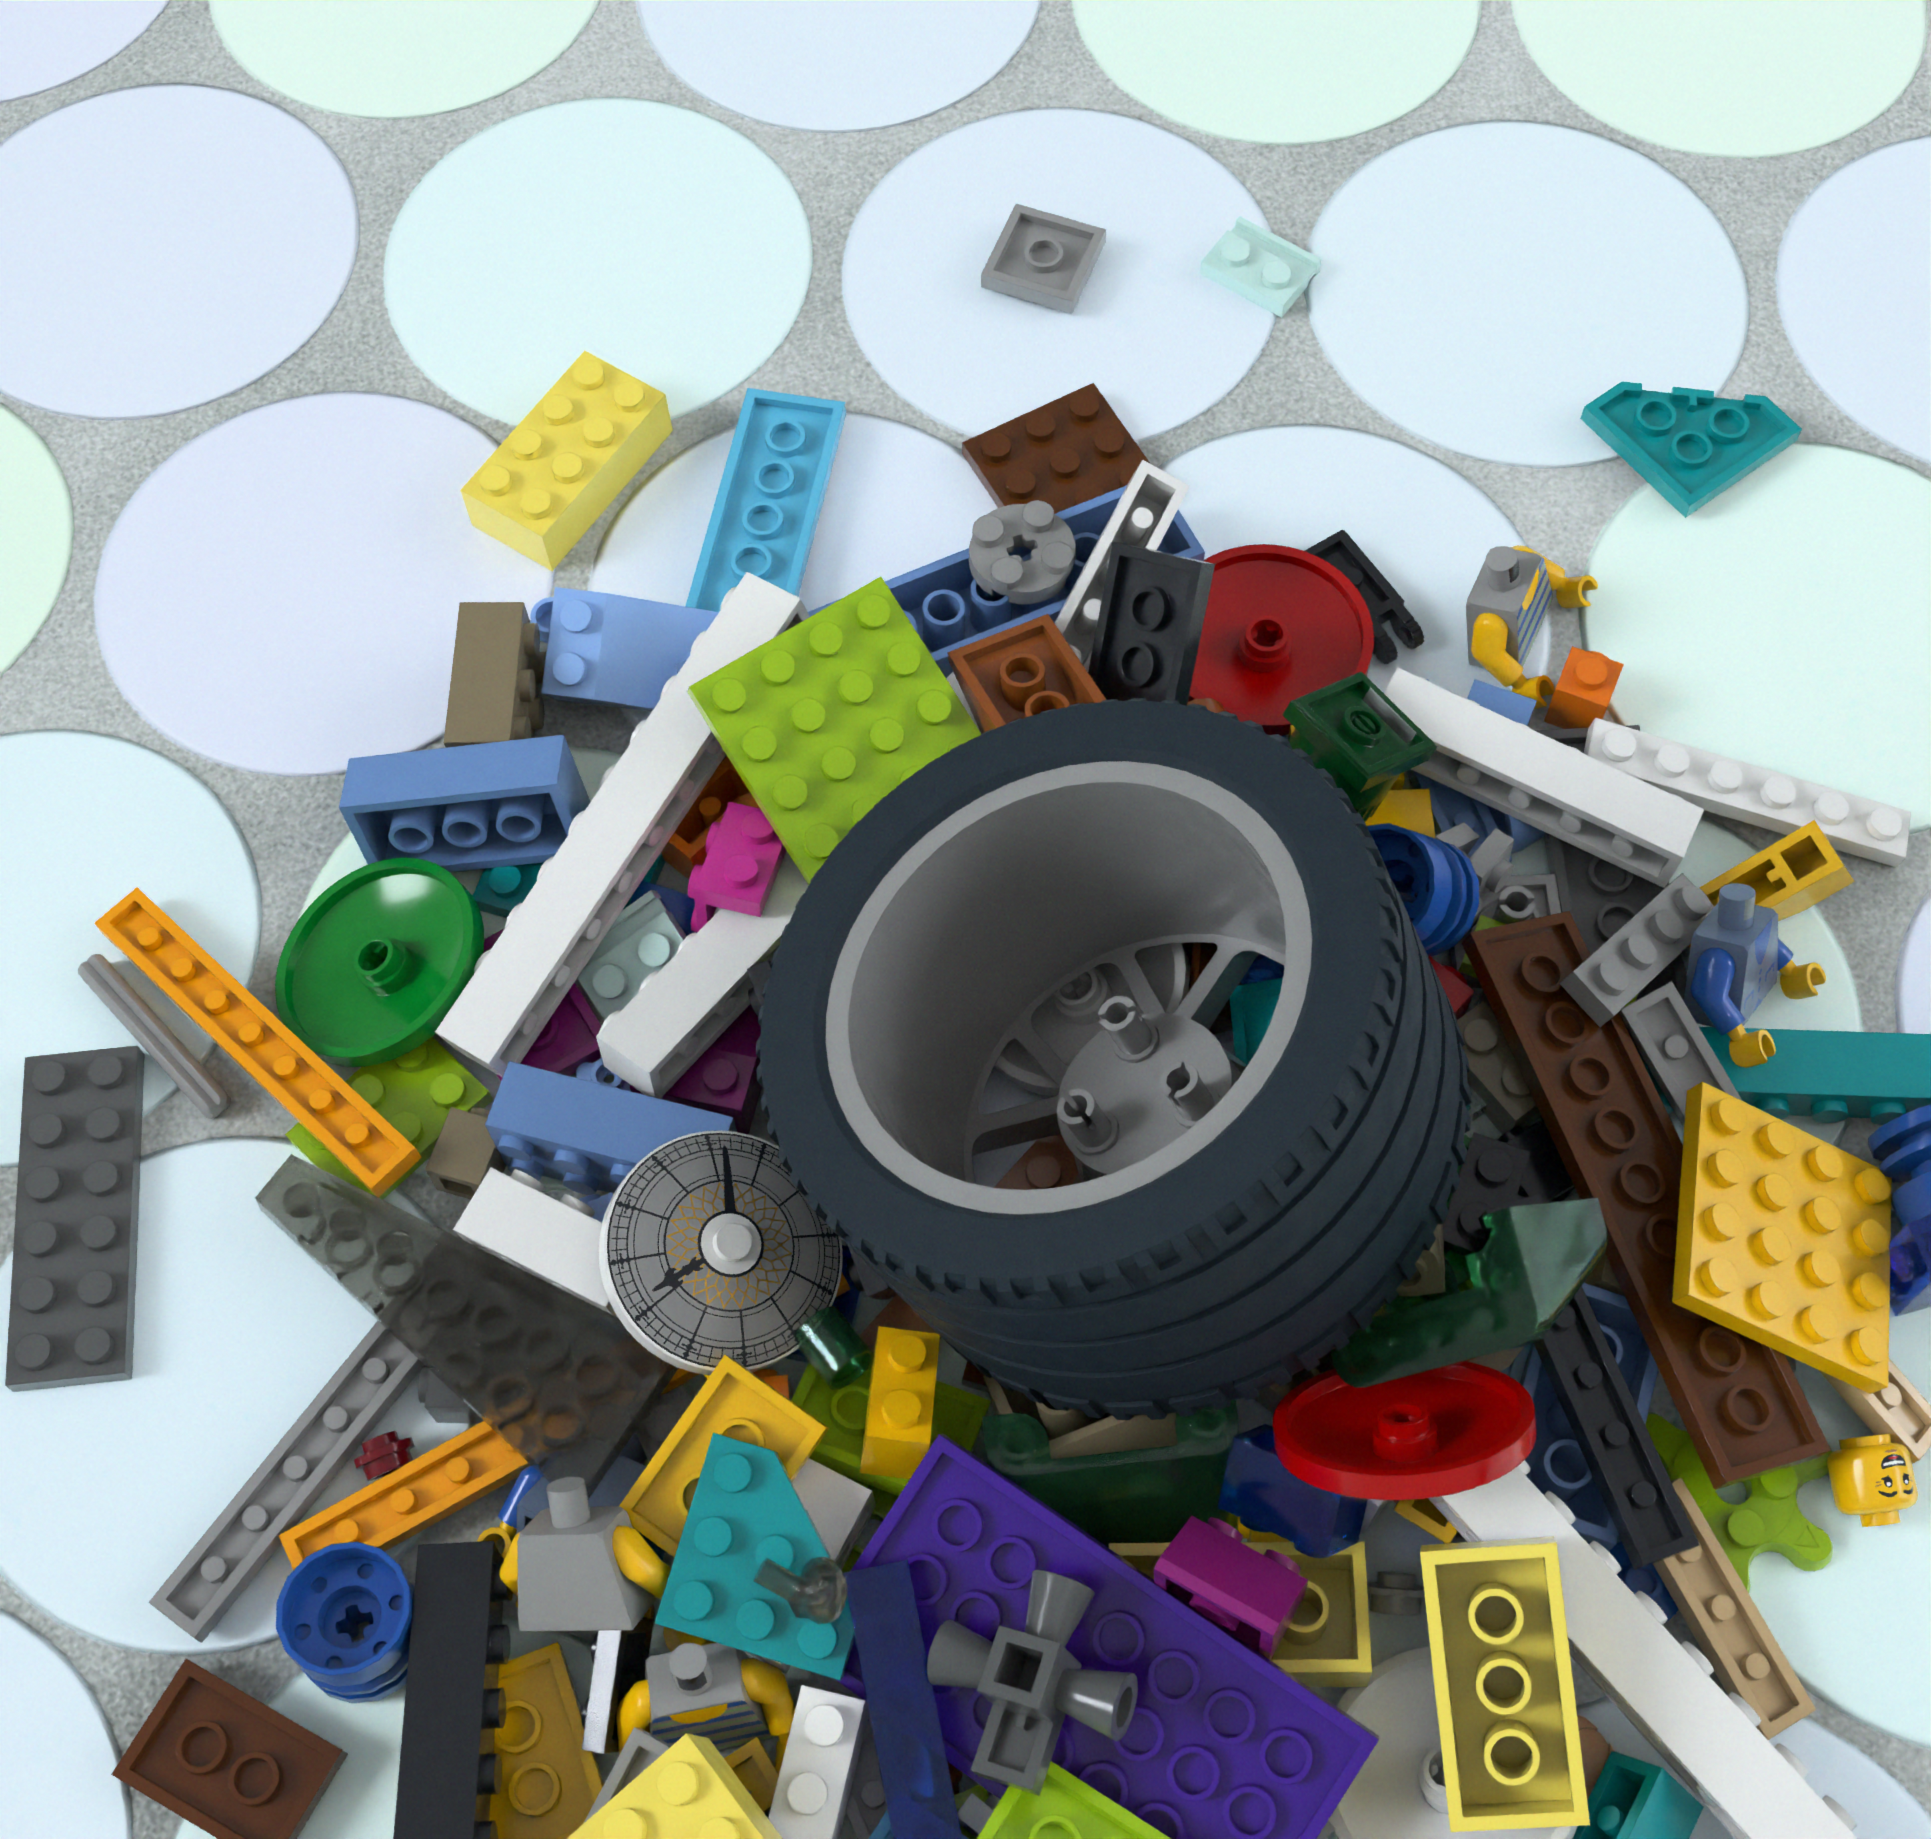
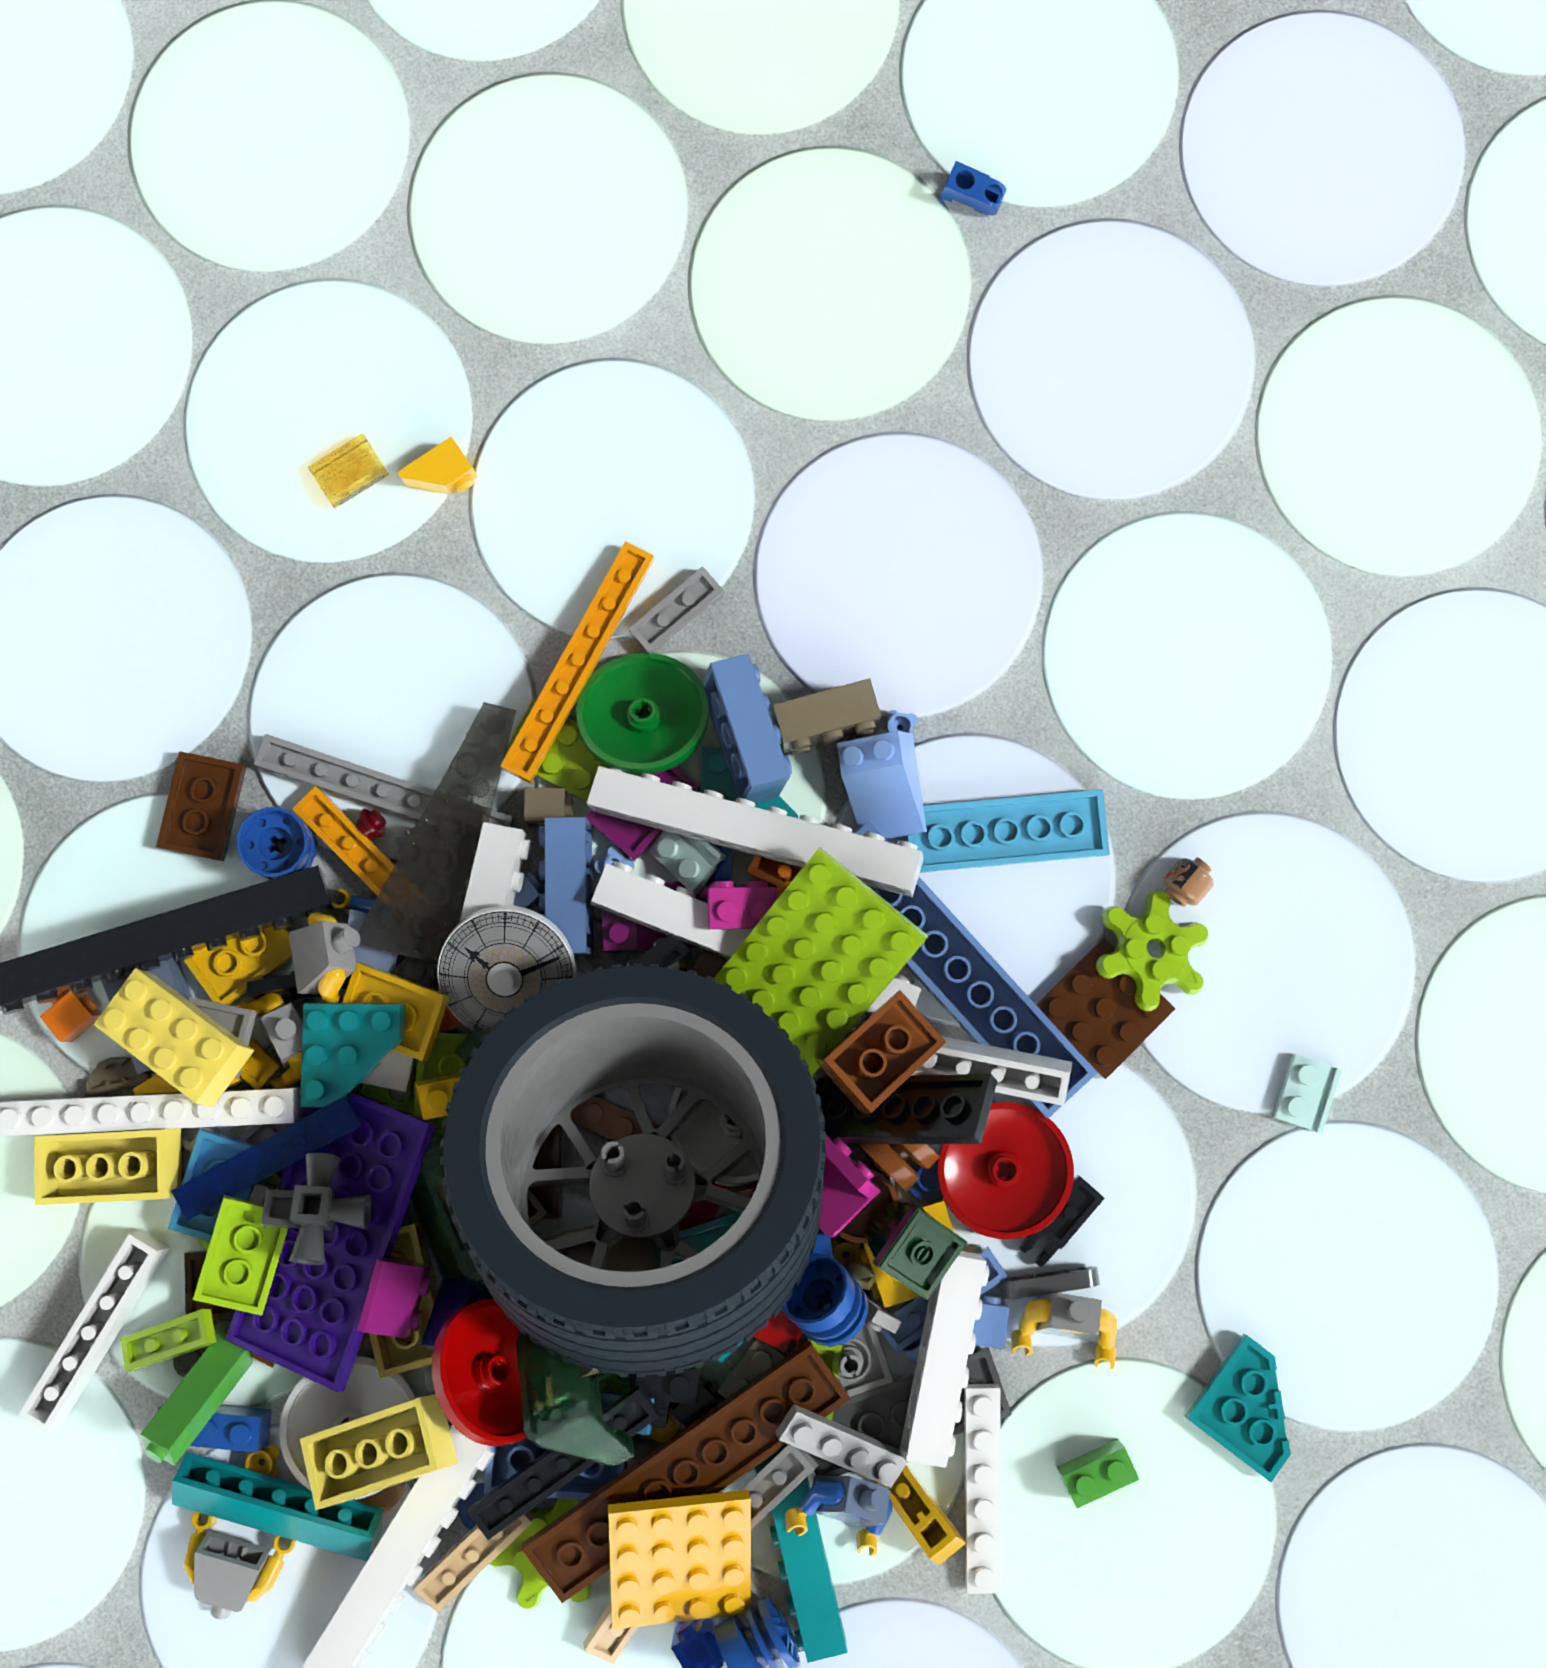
camera: 75 degrees right, 20 degrees up
(76, 1220) = (459, 604): dark grey plate -> none
(154, 1036) = (572, 601): light grey axle -> none
(239, 882) = (676, 610): none -> light grey plate
(567, 460) = (1016, 695): light yellow brick -> none
(814, 1594) = (331, 1086): clear smoke plate -> none
(918, 322) = (1188, 881): none -> medium nougat head
(994, 406) = (1135, 961): none -> lime plate
(1027, 526) = (1027, 1011): light grey plate -> none
(1043, 258) = (1267, 948): light grey plate -> none
(1450, 627) = (1050, 1282): none -> dark grey beam
(1492, 864) = (874, 1342): light grey plate -> none
(1583, 689) = (1027, 1376): orange brick -> none
(1749, 636) = (1098, 1473): none -> bright green brick
(1872, 1479) = (568, 1626): yellow head -> none

